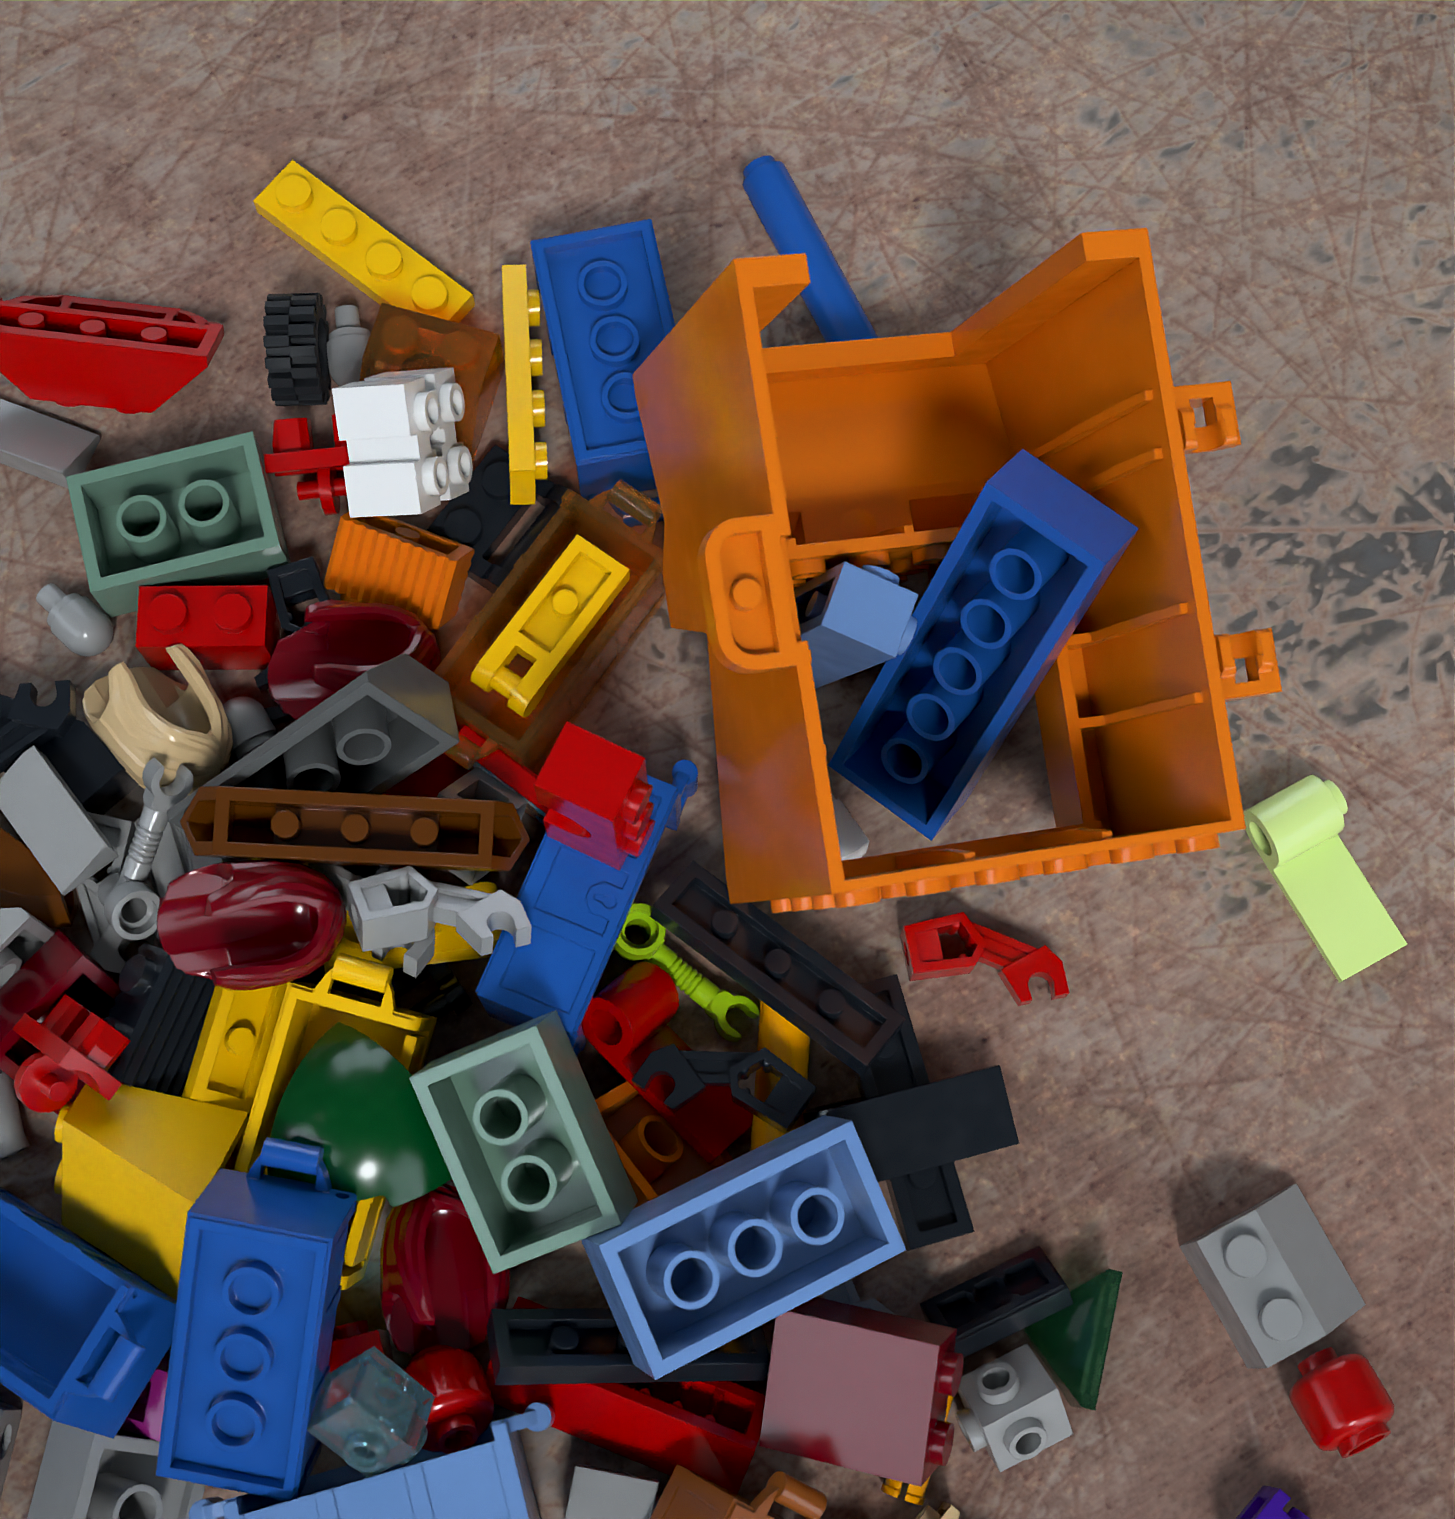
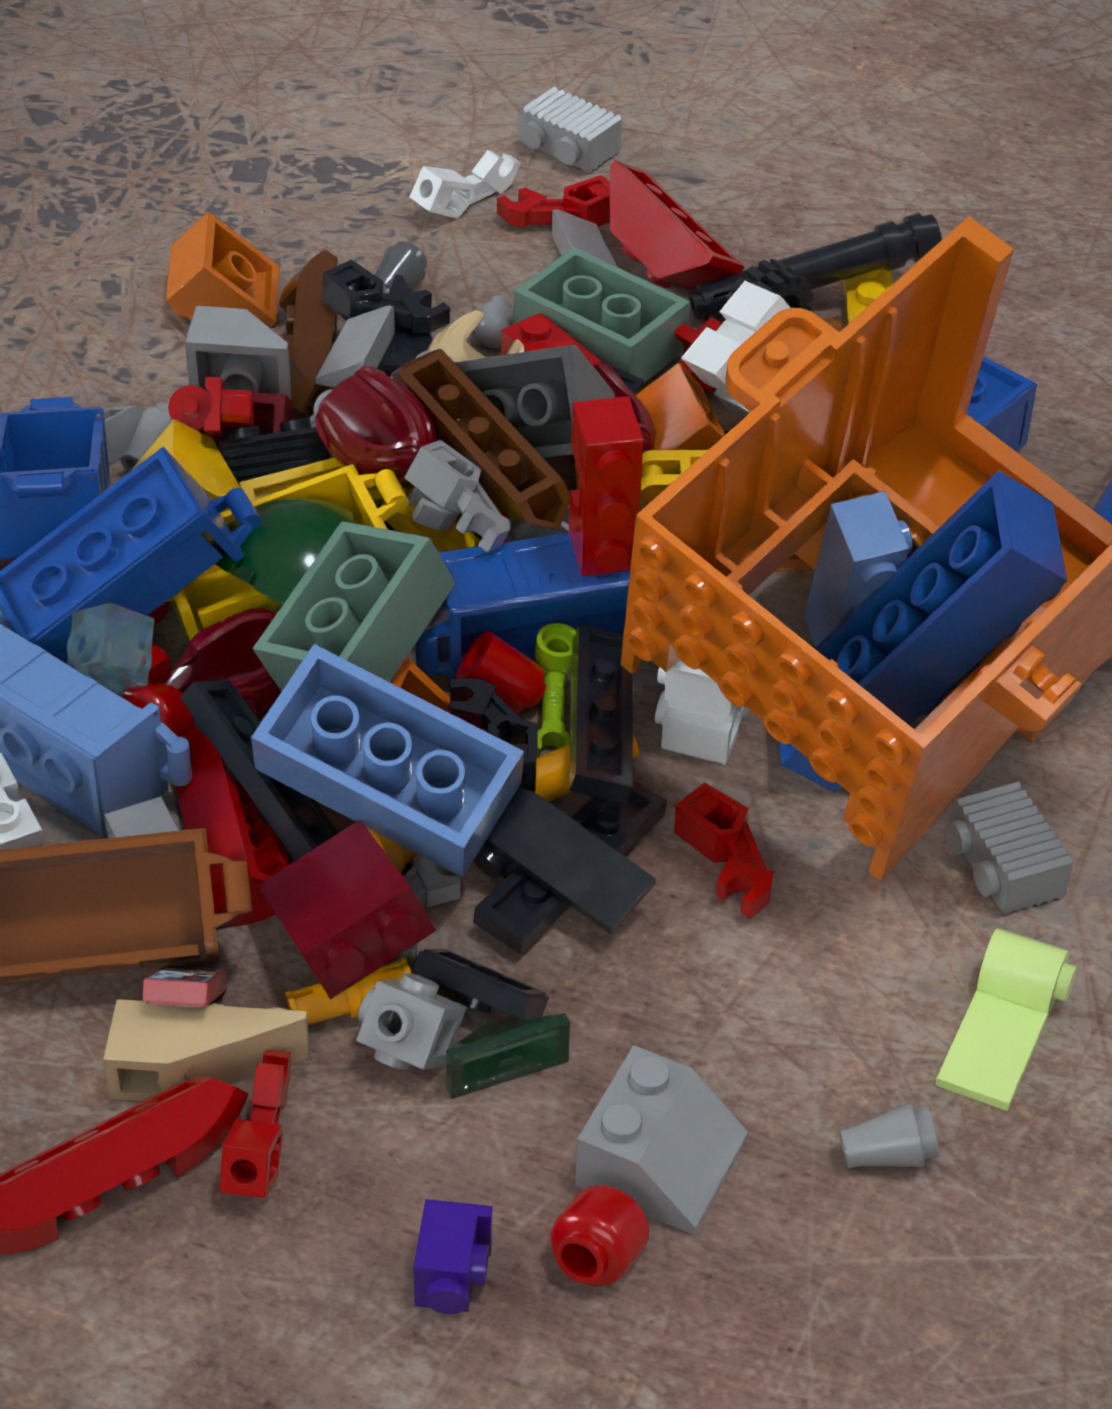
camera: 55 degrees right, 30 degrees down
(307, 168) = (884, 248): none -> black cylinder
(1392, 1076) = (892, 1139): none -> light grey cone

